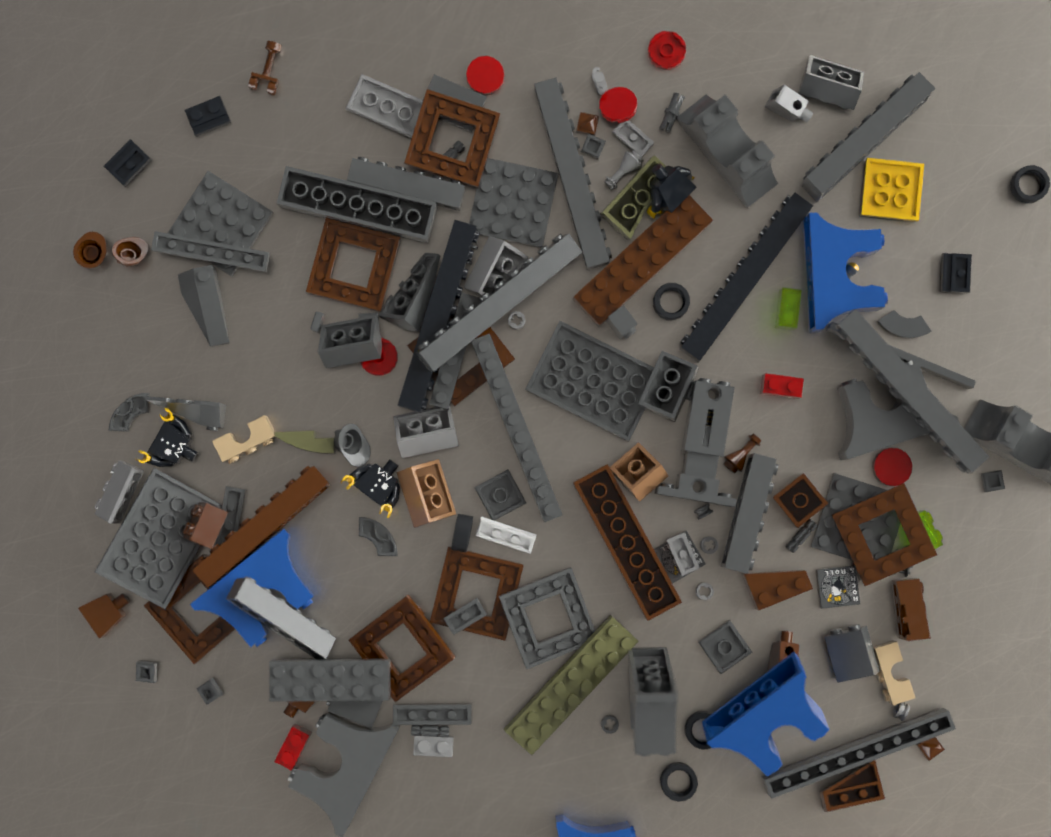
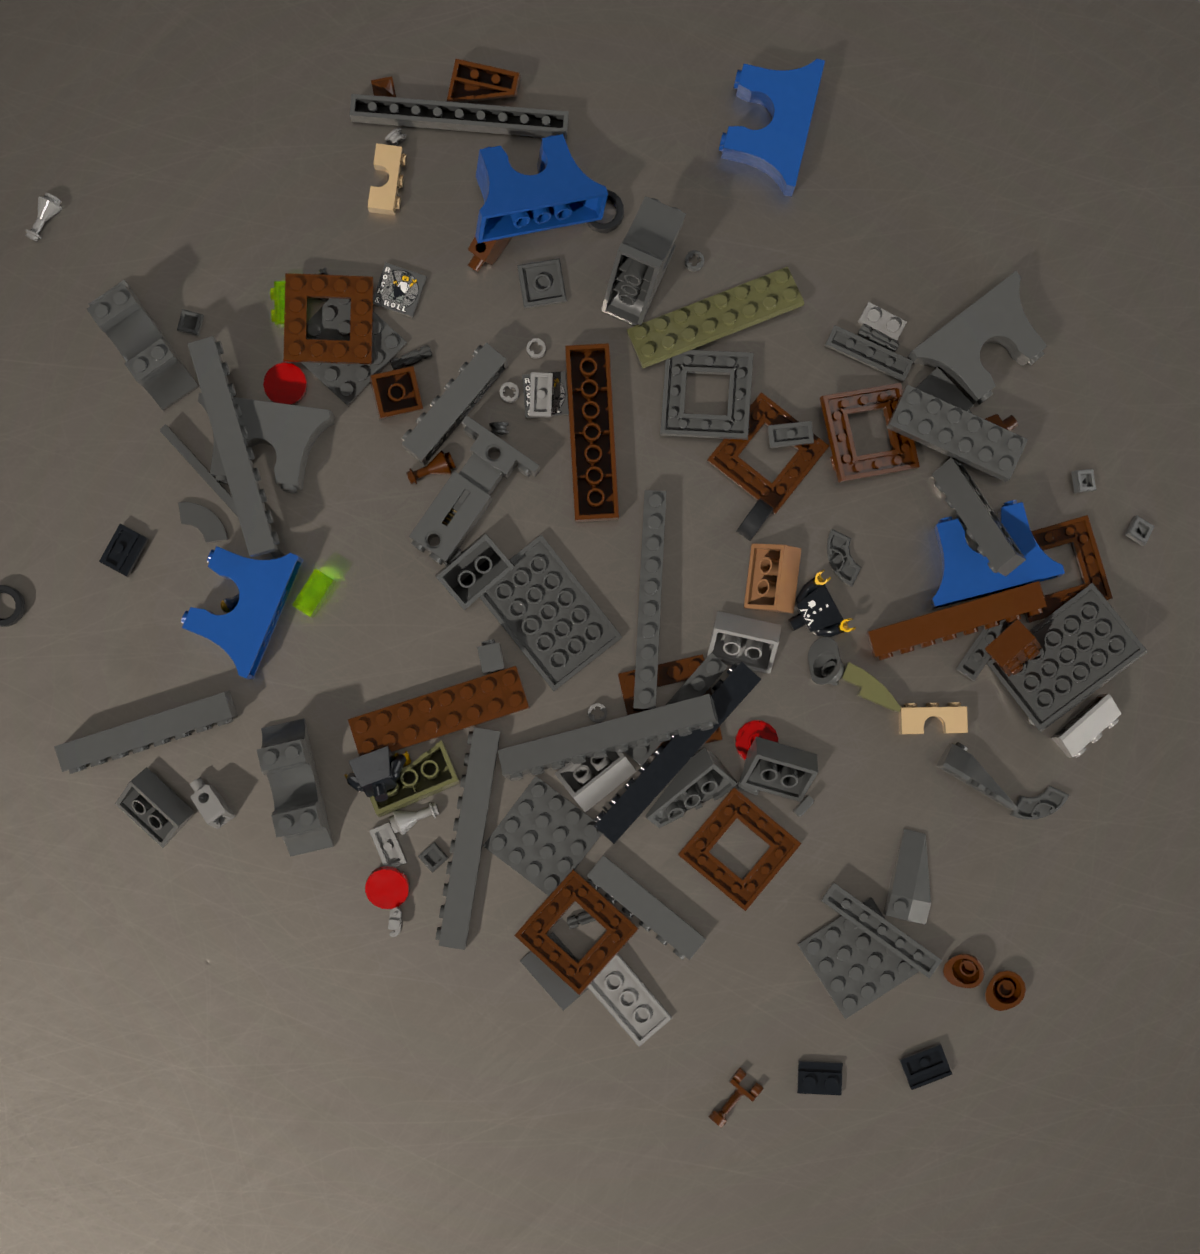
camera: 160 degrees left, 0 degrees up
(104, 613) = (1155, 609): reddish brown torso -> none
(170, 443) = (1012, 750): torso -> none
(293, 747) = (1024, 385): red brick -> none
(357, 204) = (707, 909): dark grey brick -> none
(485, 75) = (510, 985): red tile -> none
(500, 495) = (697, 541): dark grey tile -> none
(505, 535) = (711, 498): white tile -> none
(587, 123) = (428, 883): reddish brown tile -> none
(639, 471) = (546, 497): medium nougat brick -> none
(667, 50) = (308, 922): red tile -> none
(672, 112) = (335, 854): dark grey pin -> none
(681, 796) = (652, 155): black tyre -> none
(684, 294) = (429, 641): black tyre -> none
(746, 277) = (340, 646): black brick -> none
(775, 587) = (462, 318): reddish brown wedge -> none
(782, 386) = (358, 517): red brick -> none
(851, 653) = (418, 216): dark grey brick -> none
(892, 189) = (147, 666): yellow plate -> none
(910, 609) = (337, 232): reddish brown wedge -> none

